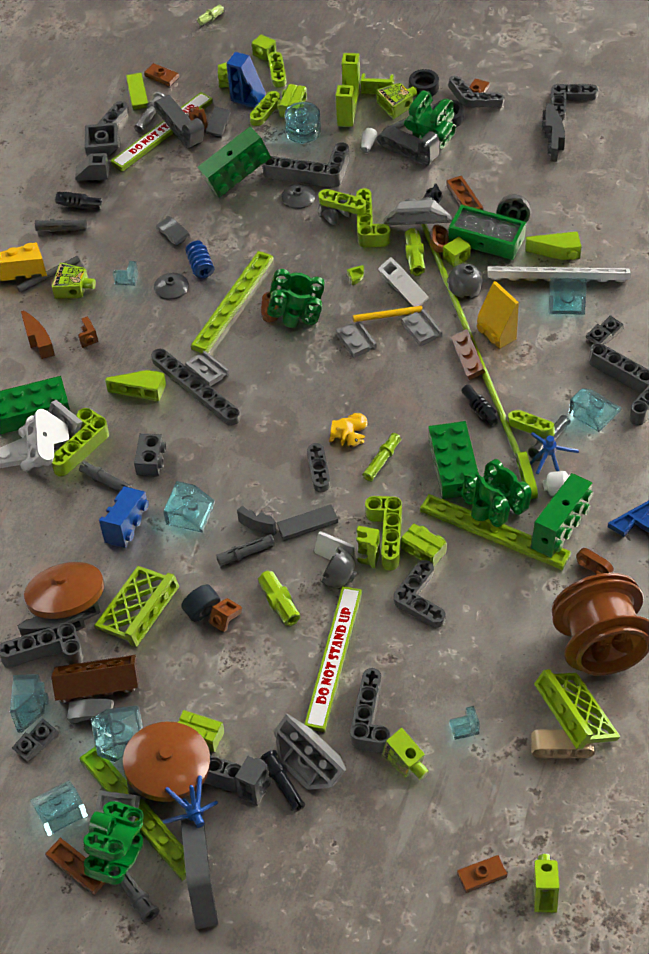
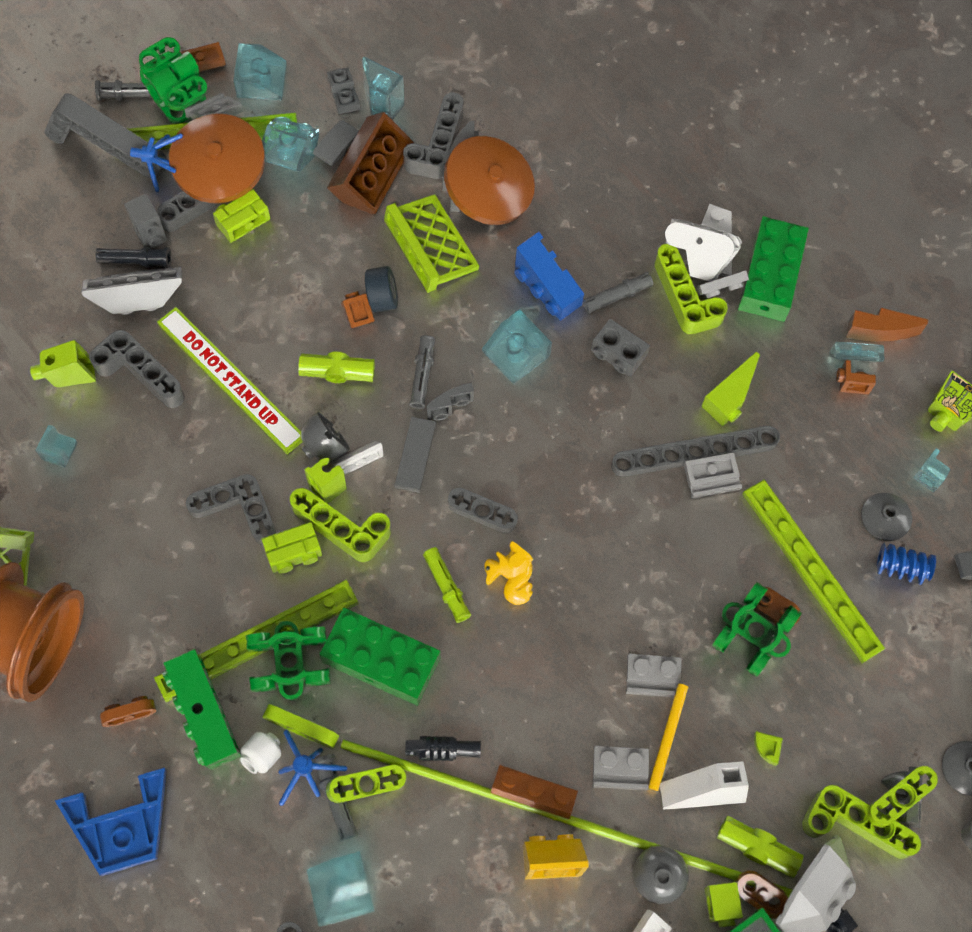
camera: 115 degrees right, 15 degrees up
(68, 337) = (857, 351): none -> clear light blue slope

